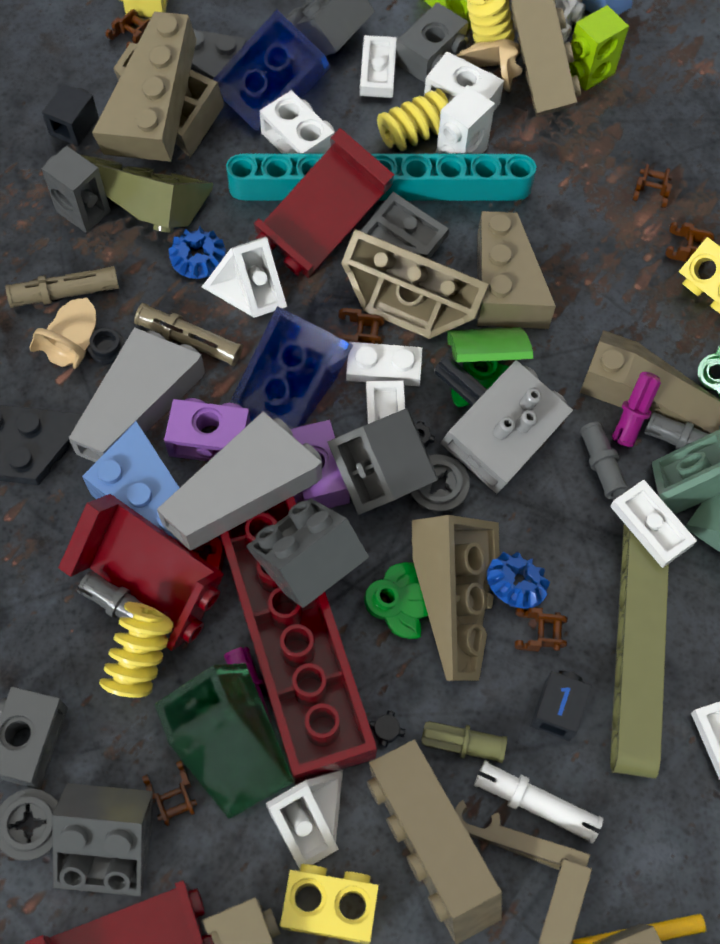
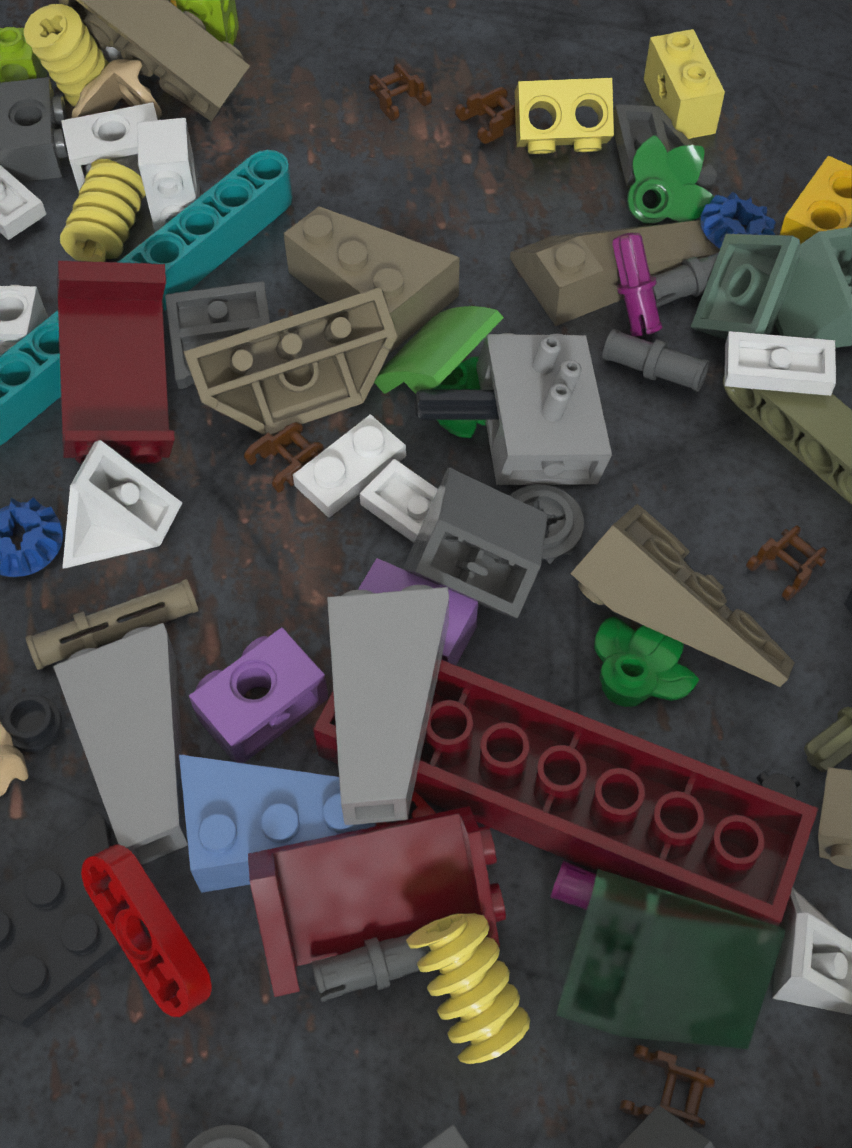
camera: 45 degrees left, 5 degrees down
(42, 484) = (168, 959): none -> red beam
(290, 369) = (270, 555): clear blue slope -> none
(308, 550) = (532, 690): dark grey slope -> none
(525, 594) = (701, 538): blue gear -> none

